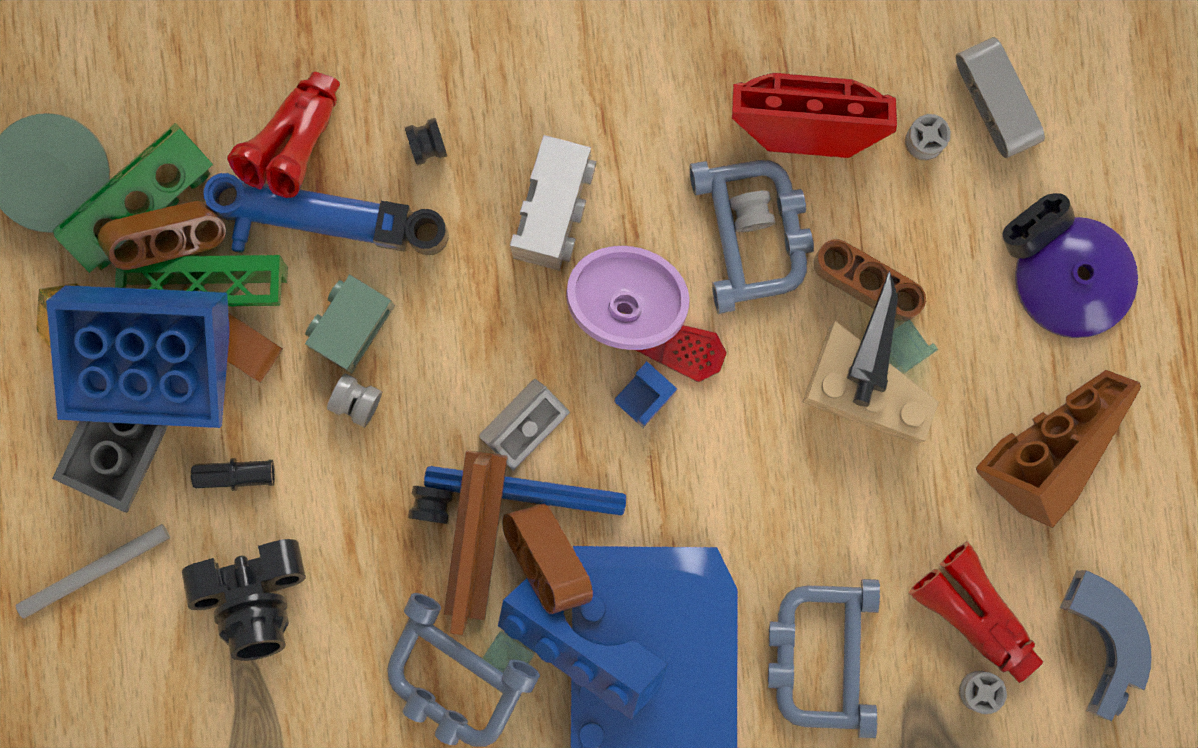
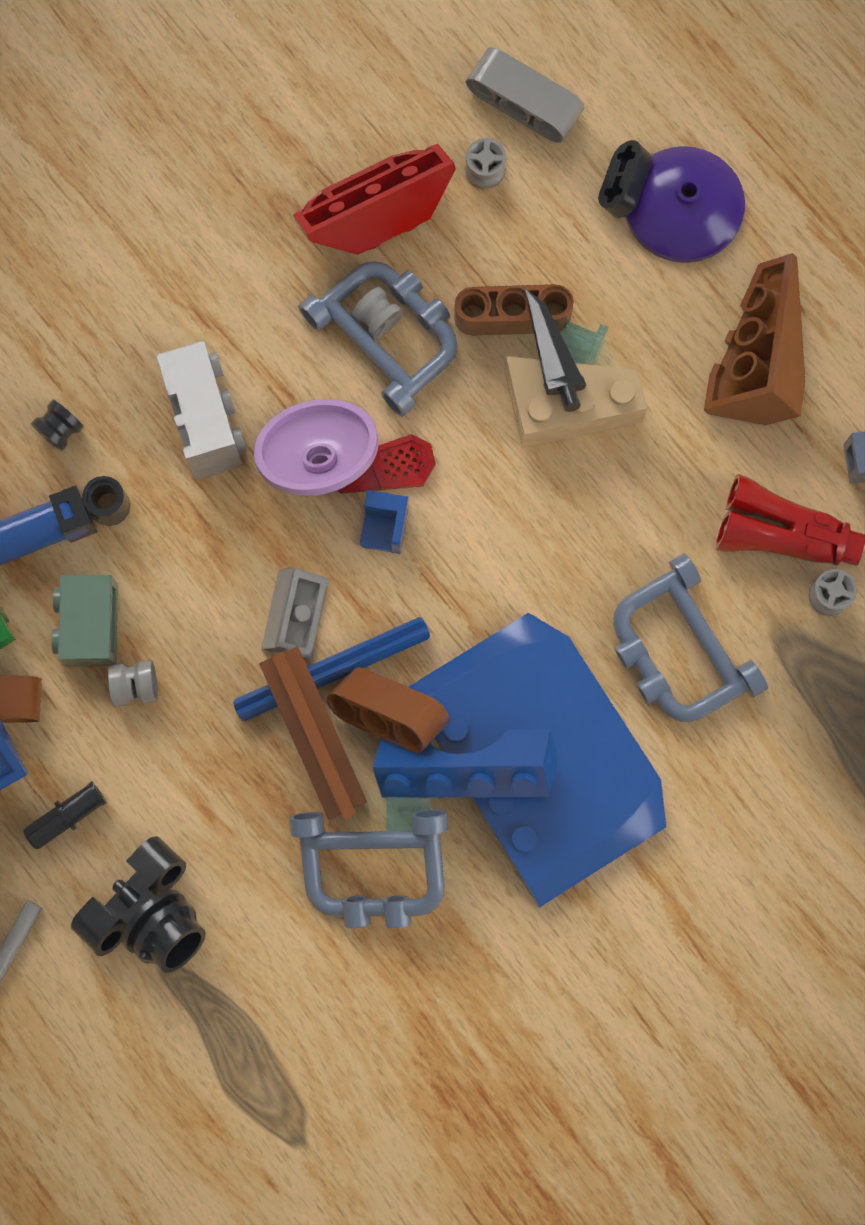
camera: 30 degrees left, 5 degrees down
(430, 504) = (256, 731): black wheel -> none

